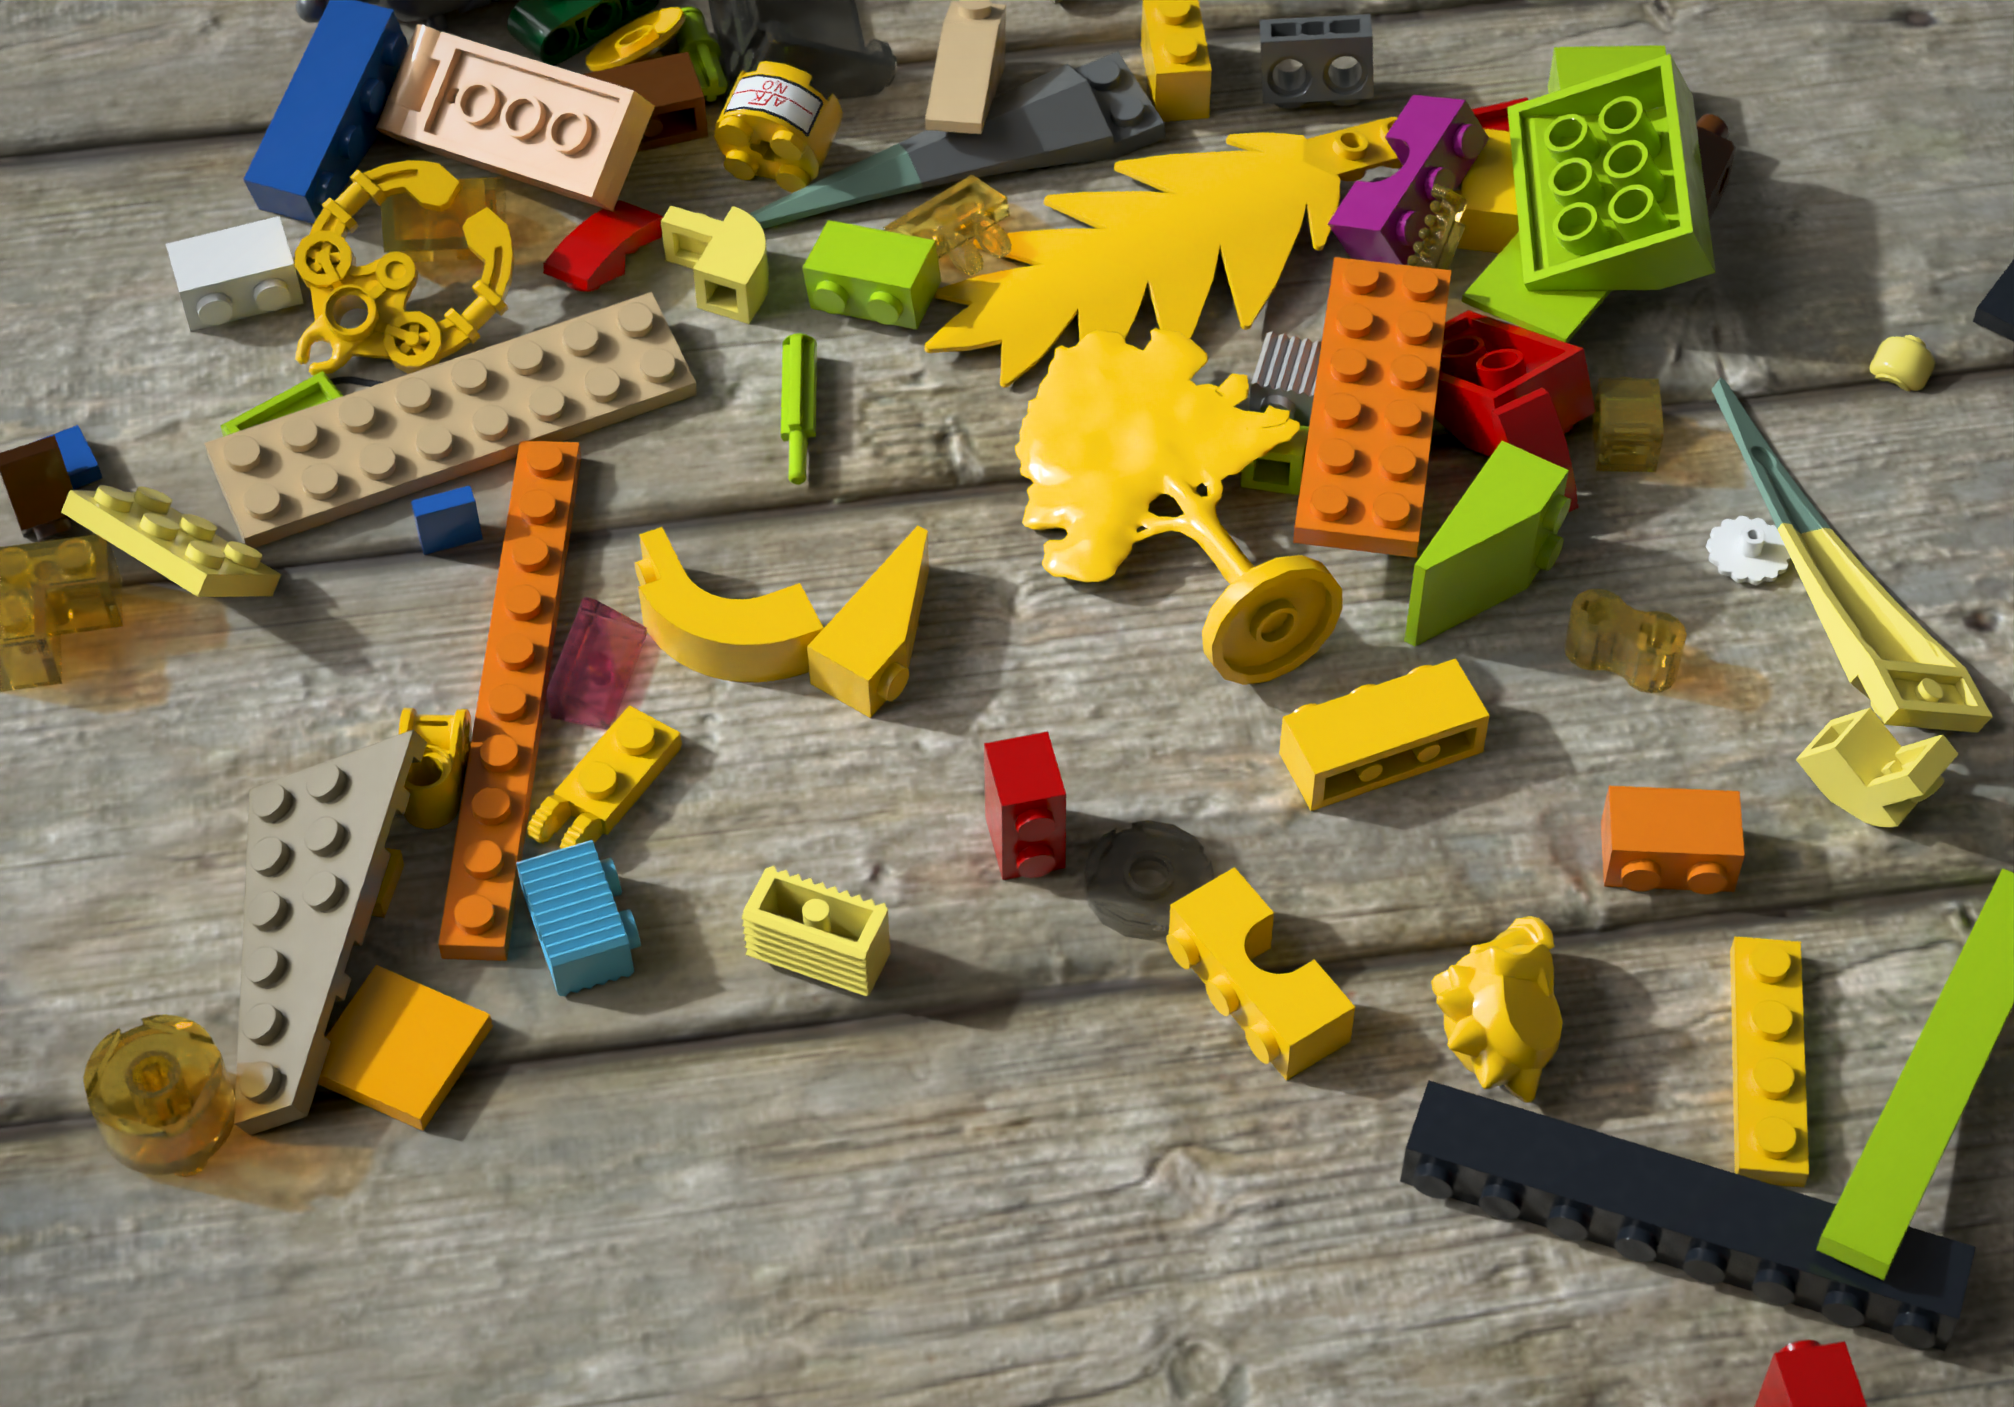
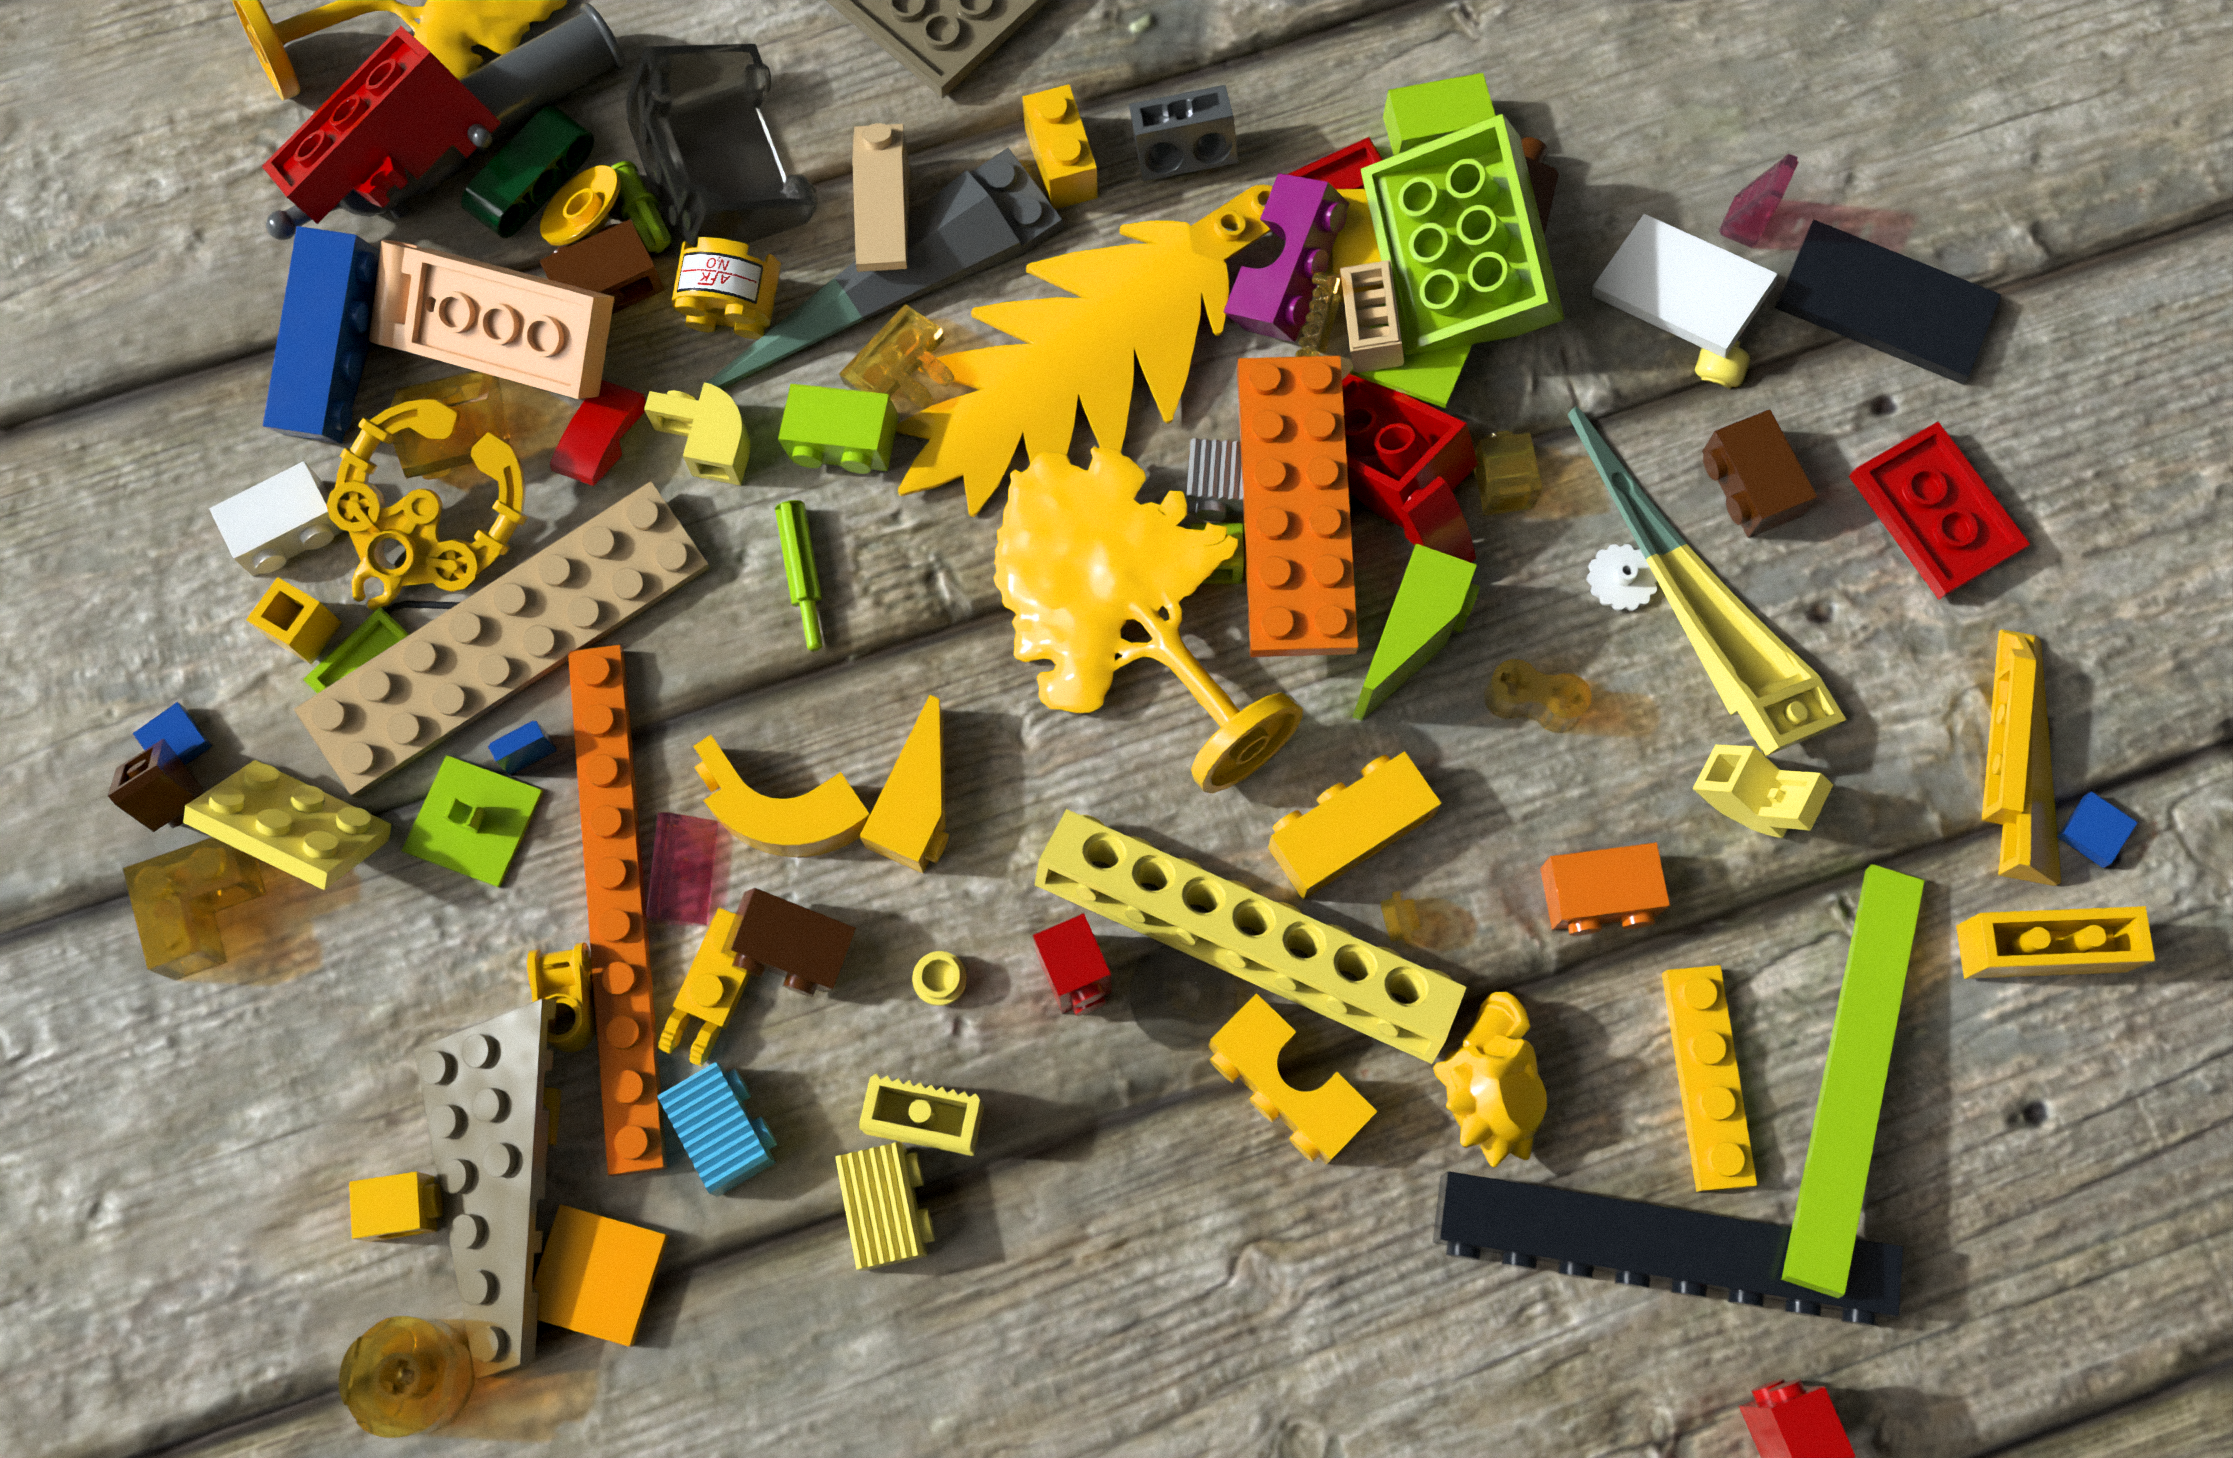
camera: 10 degrees left, 20 degrees up
(188, 934) = (394, 1206): none -> yellow brick
(228, 361) = (294, 620): none -> yellow brick
(371, 590) = (472, 821): none -> lime piece
(701, 738) = (787, 942): none -> reddish brown brick
(749, 1023) = (883, 1205): none -> light yellow brick
(866, 814) = (939, 978): none -> light yellow plate
(1246, 822) = (1259, 959): none -> light yellow brick
(1422, 834) = (1401, 917): none -> clear yellow plate
(1494, 247) = (1378, 346): none -> tan slope
(1866, 277) = (1684, 285): none -> white tile
(1924, 466) = (1758, 474): none -> reddish brown brick
(1967, 210) = (1757, 203): none -> clear pink slope

